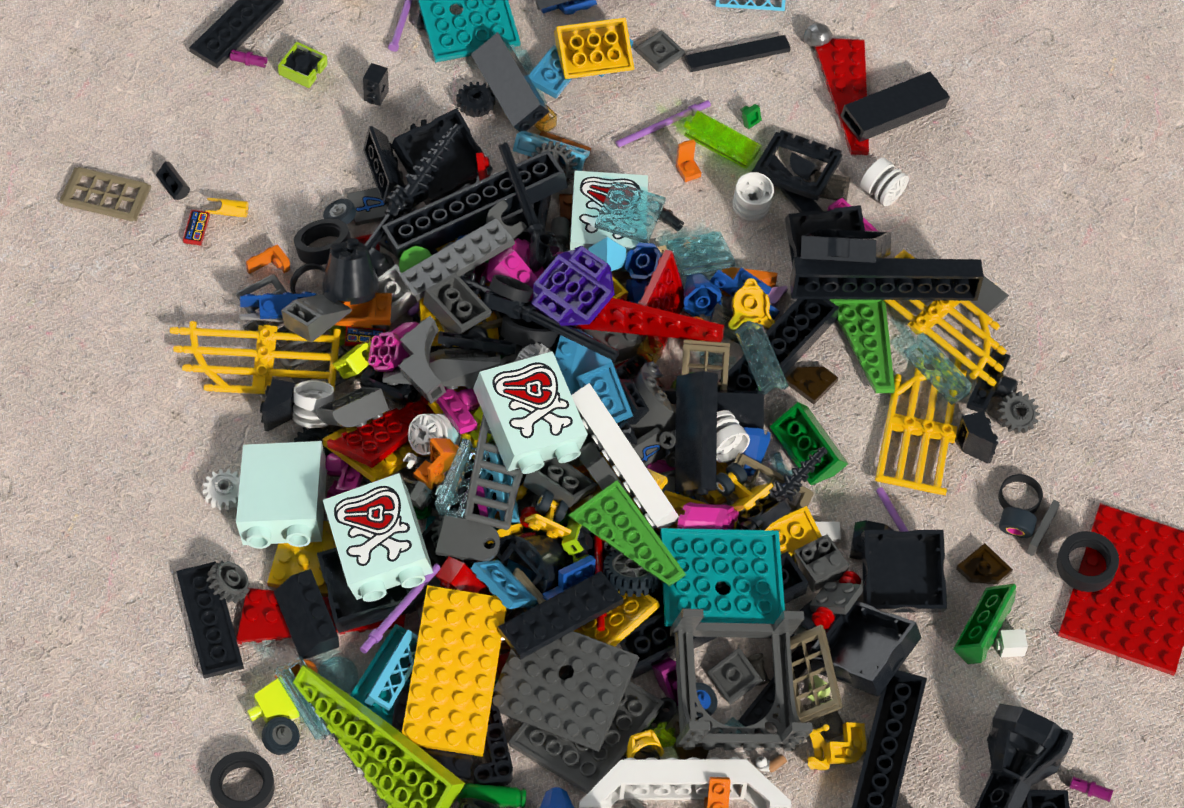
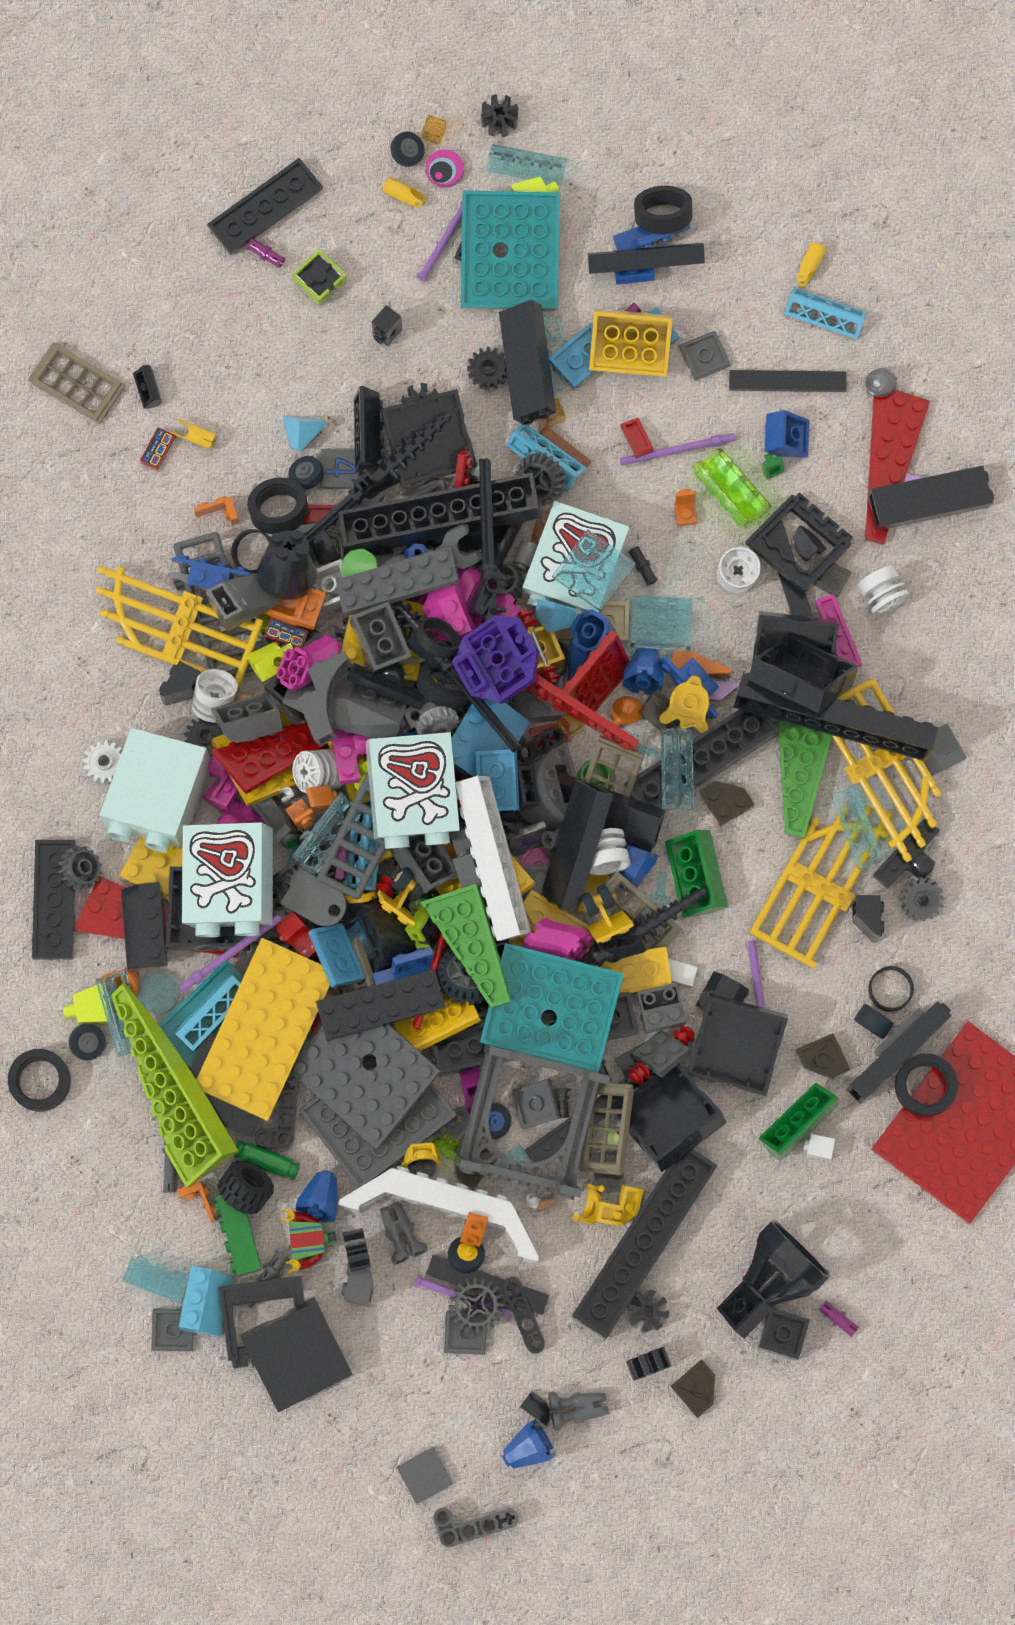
camera: 20 degrees right, 20 degrees up
(324, 182) = (301, 430): none -> medium azure slope
(625, 122) = (636, 437): none -> red tile
(753, 89) = (786, 434): none -> blue slope
(1051, 541) = (899, 1052): none -> black brick

